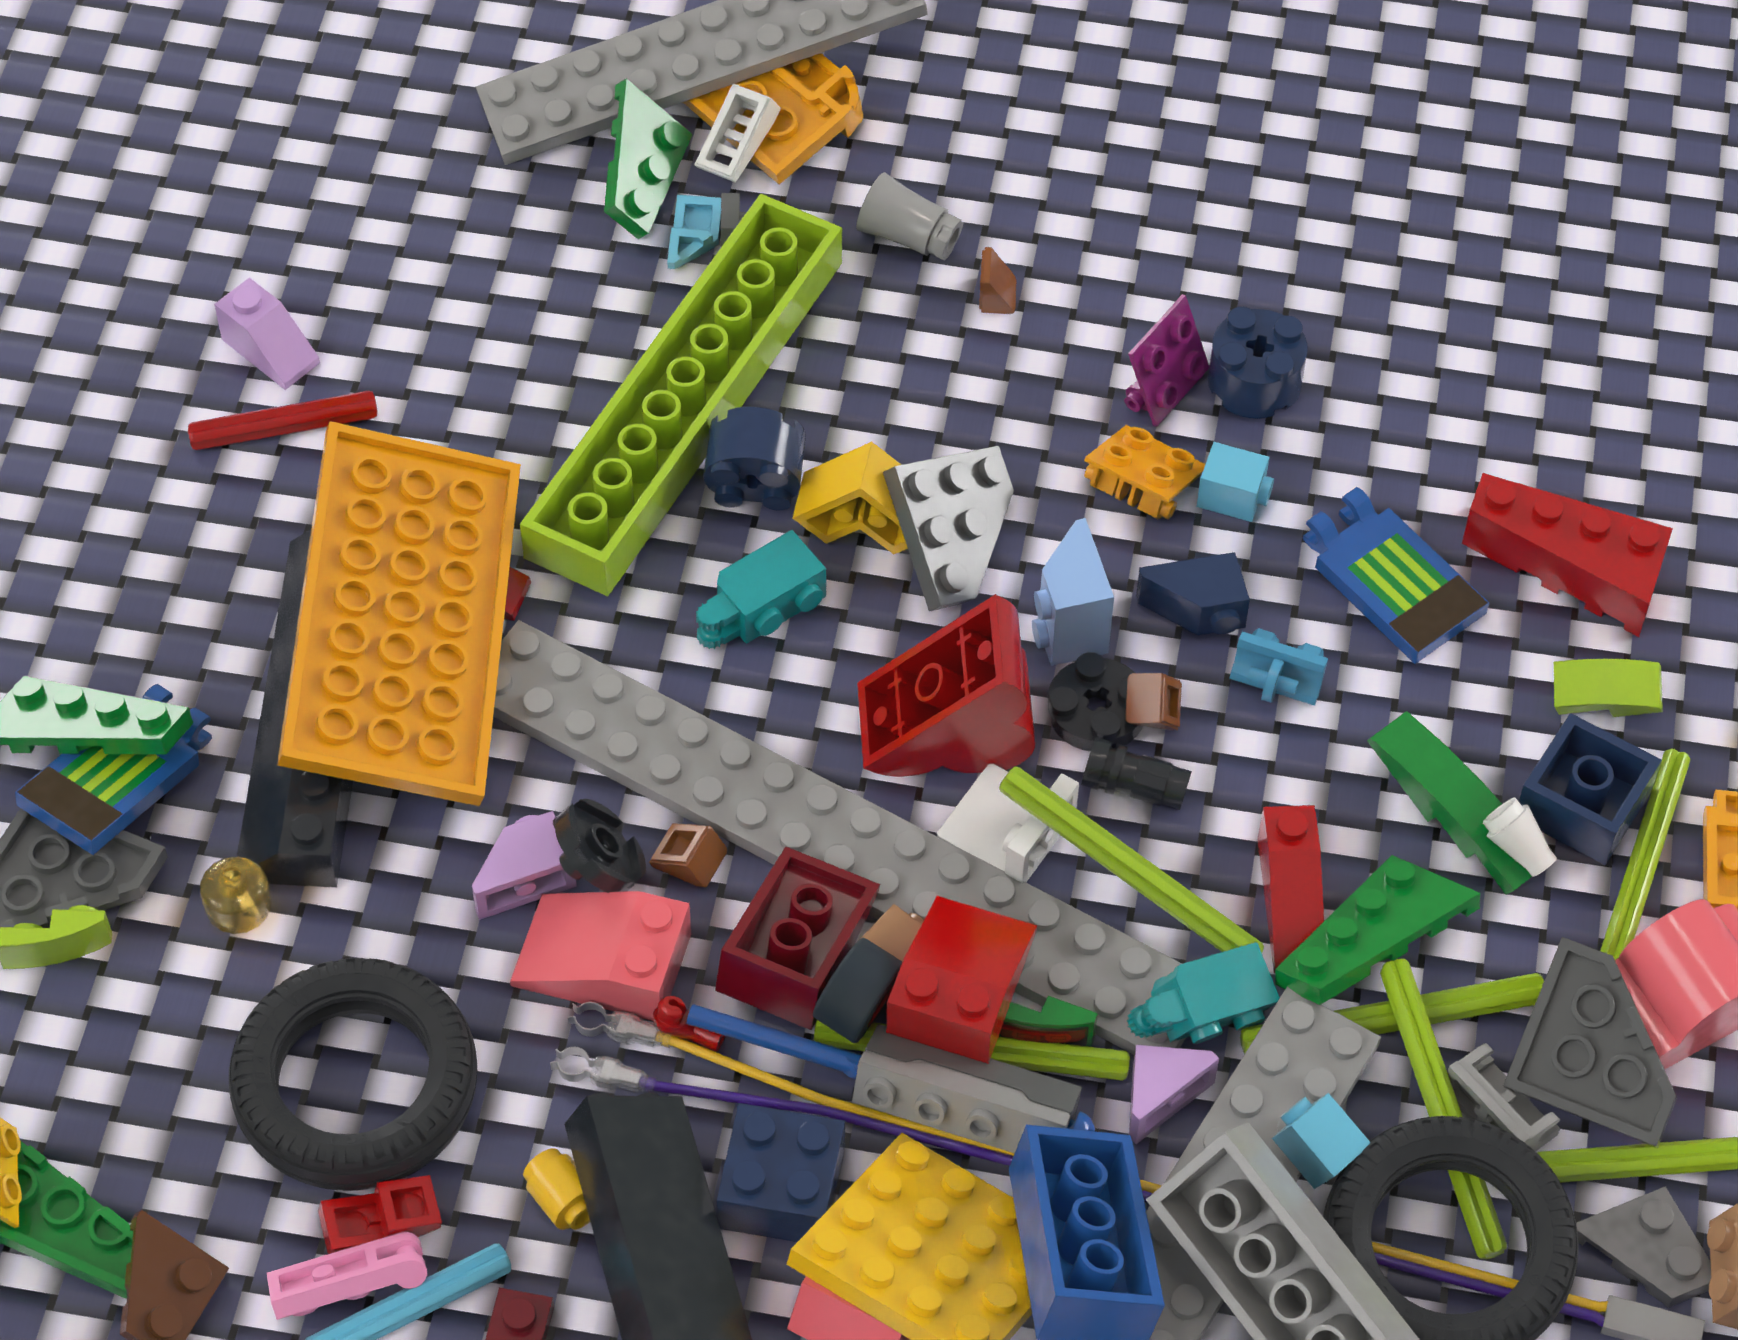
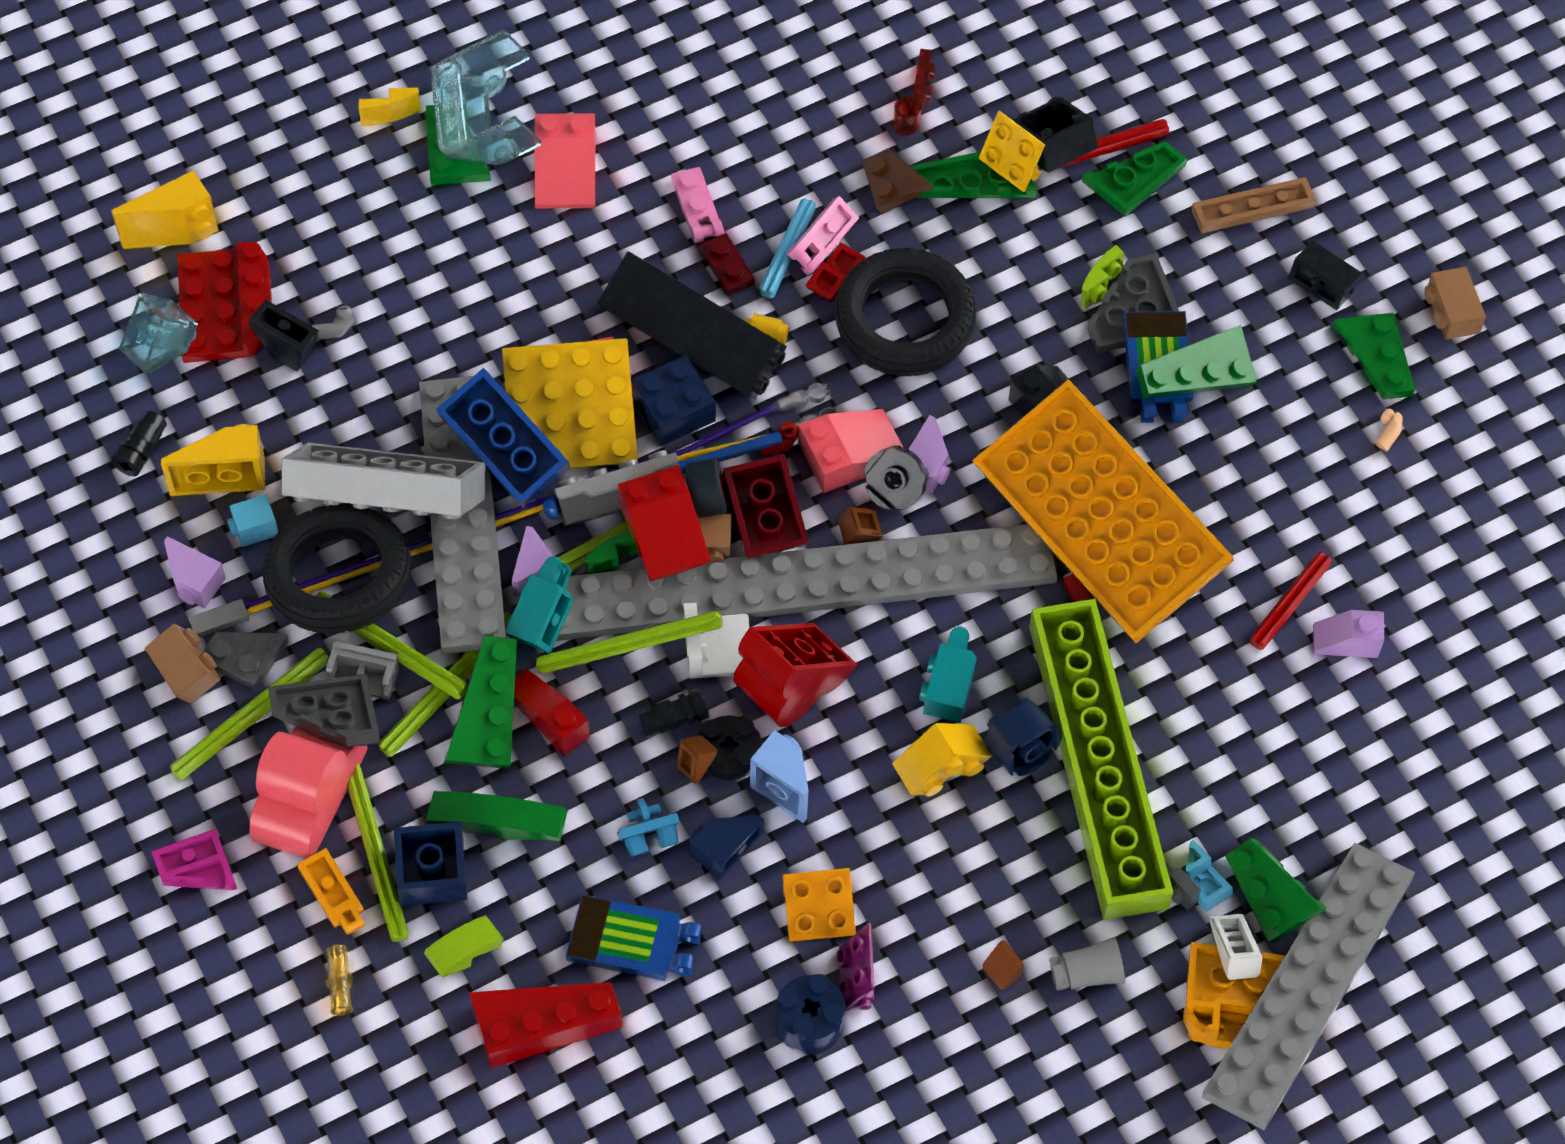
camera: 140 degrees right, 5 degrees up
(235, 895) = (1040, 345): clear yellow head -> none
(951, 519) = (889, 782): plate -> none
(1234, 482) = (761, 927): medium azure brick -> none
(1319, 1139) = (429, 562): medium azure brick -> none
(1519, 835) = (450, 803): white cone -> none

